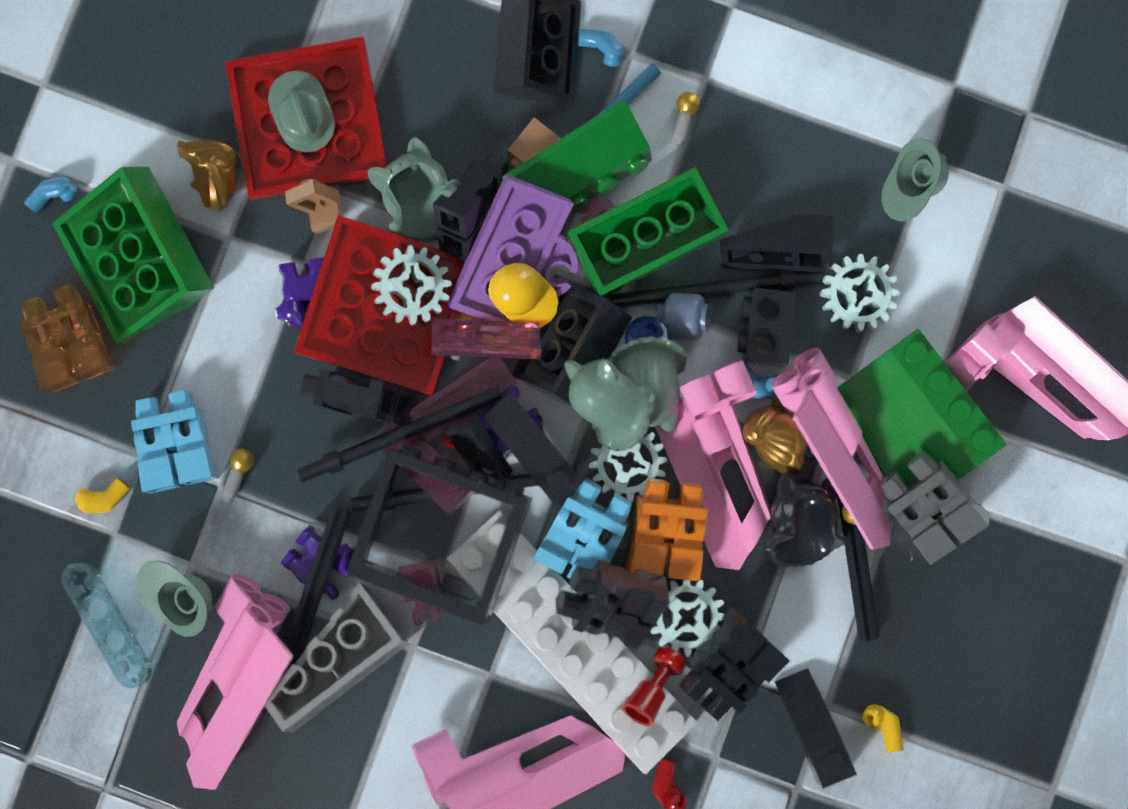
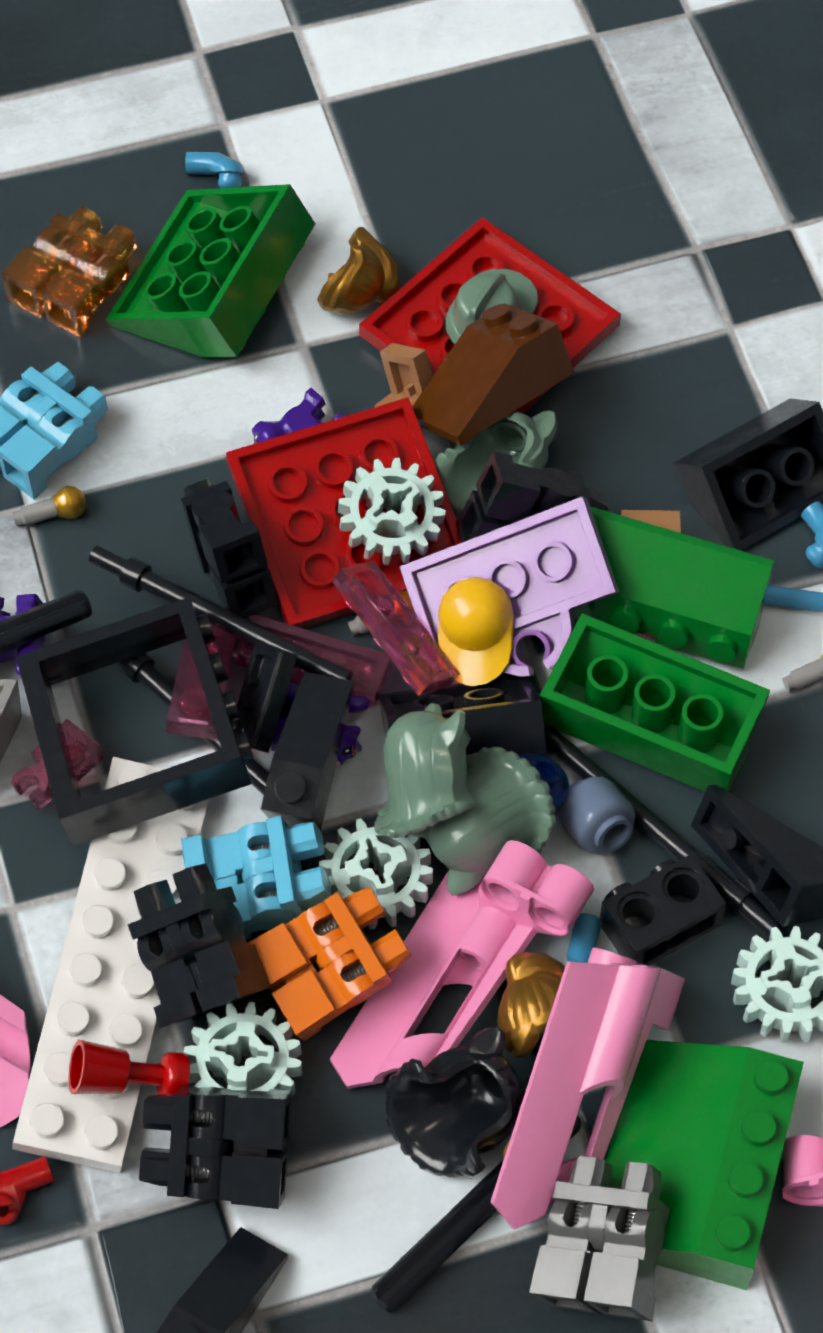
camera: 50 degrees right, 25 degrees down
(362, 155) = (492, 373): none -> reddish brown slope

